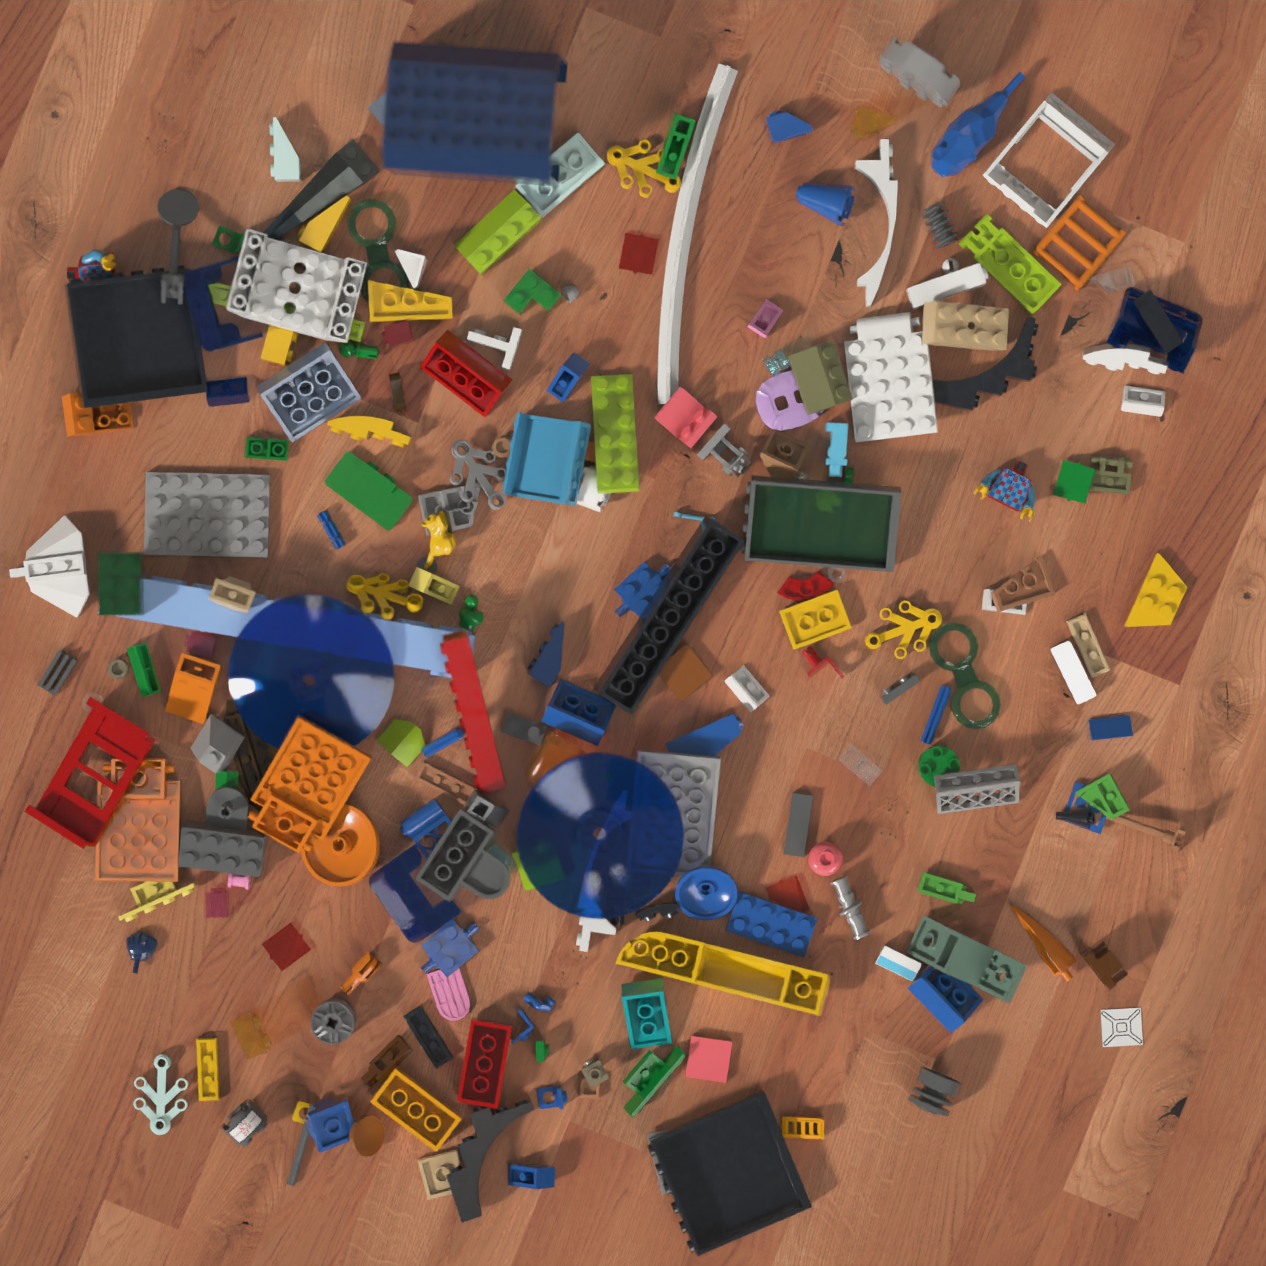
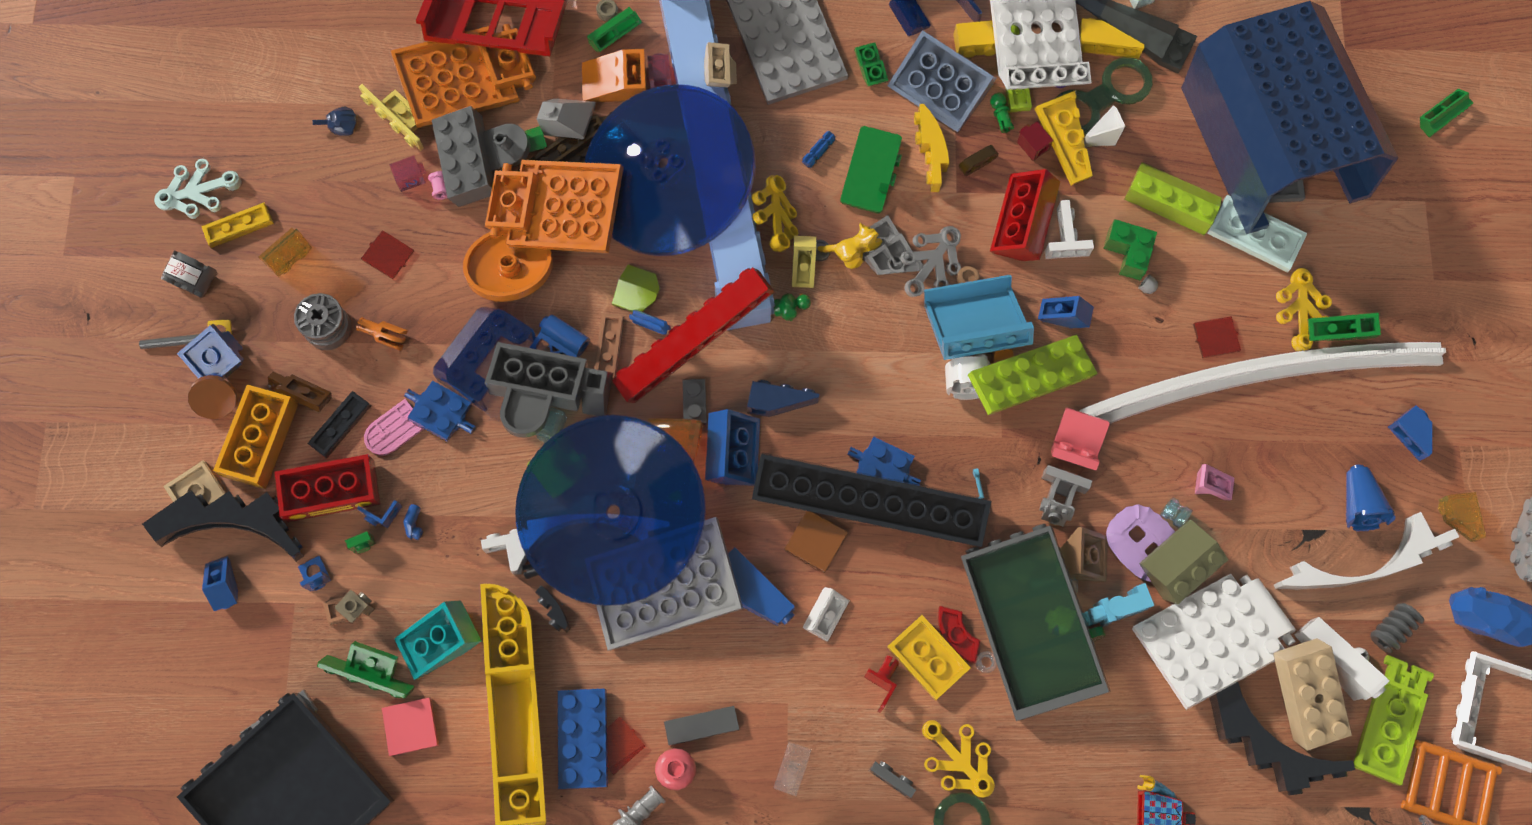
camera: 70 degrees right, 15 degrees down
(706, 901) = (580, 651): blue dish -> none

